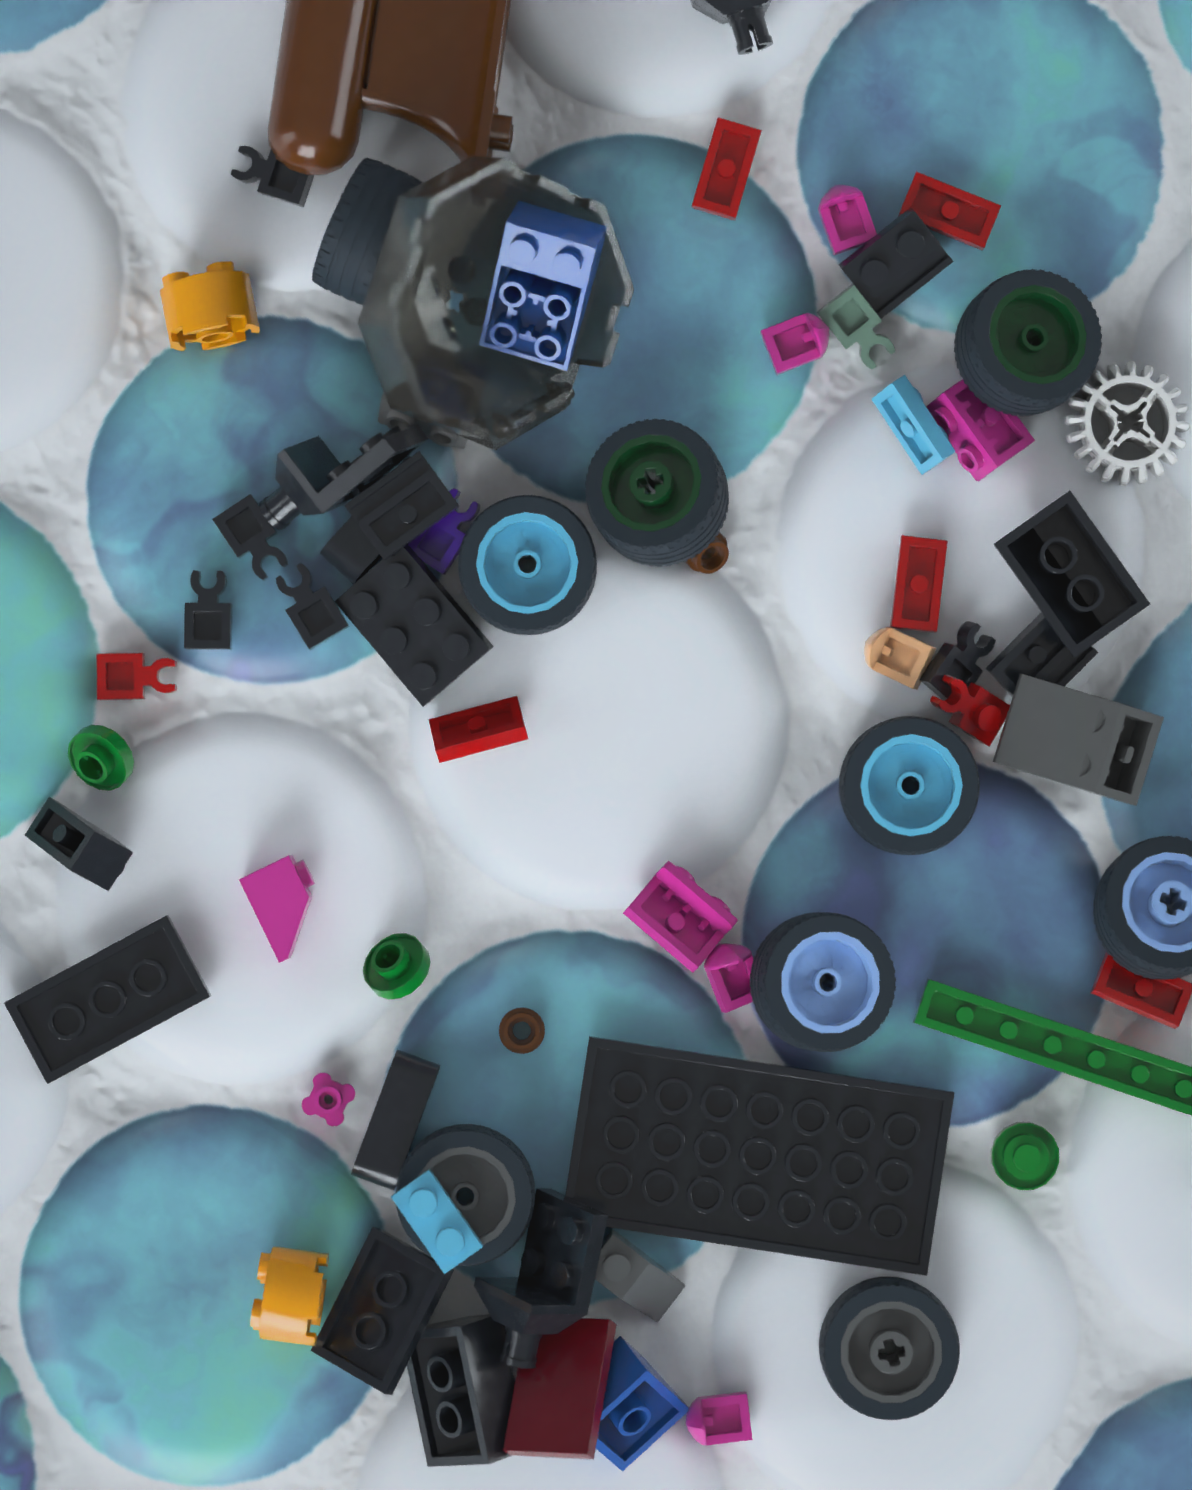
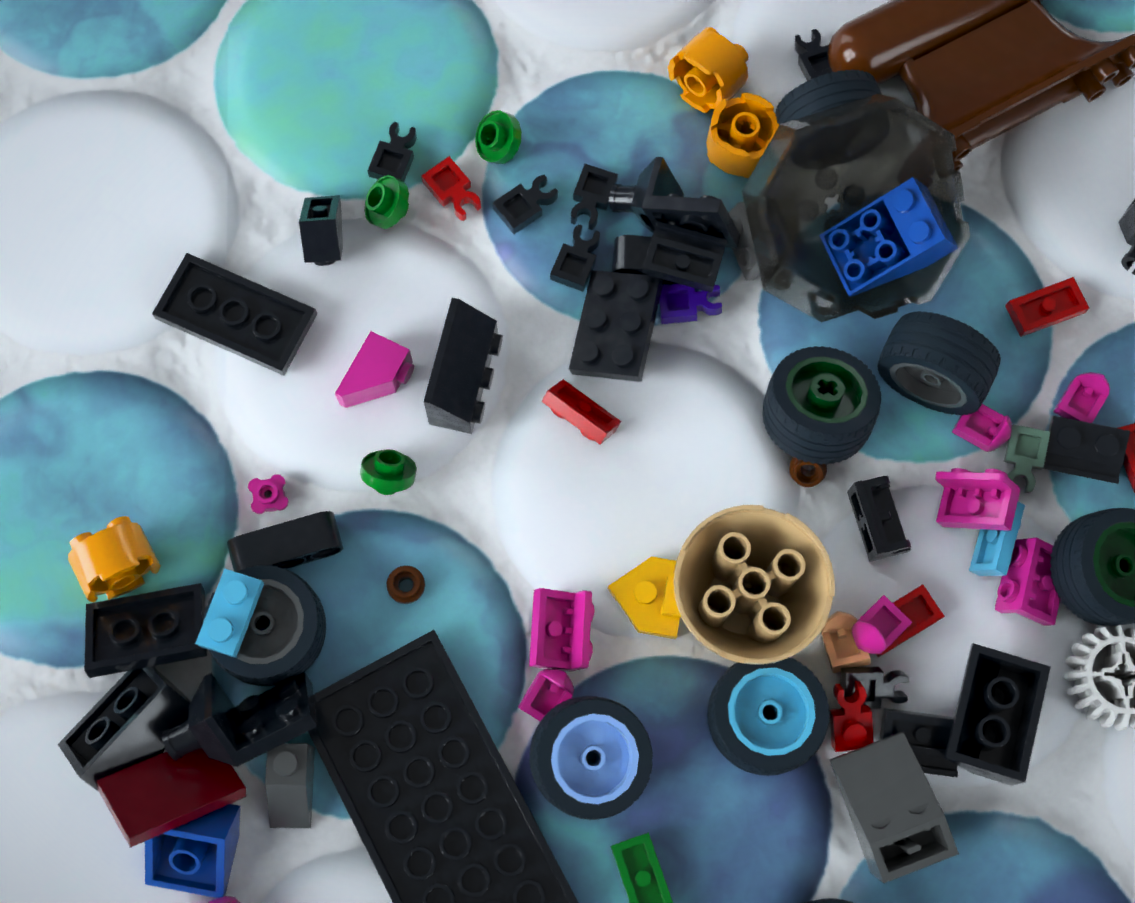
camera: 45 degrees right, 15 degrees down
(53, 714) = (393, 157): none -> black plate
(113, 586) = (498, 137): none -> green plate
(301, 356) = (740, 133): none -> light orange brick
(348, 815) = (462, 368): none -> black slope
(527, 529) = (715, 337): wheel -> none
(706, 344) = (939, 363): none -> black wheel
(713, 800) = (649, 597): none -> yellow plate
(788, 715) = (754, 584): none -> tan cone
(807, 521) = (877, 518): none -> black hinge
(866, 419) = (977, 499): none -> dark pink bracket
(910, 615) = (879, 627): none -> dark pink plate

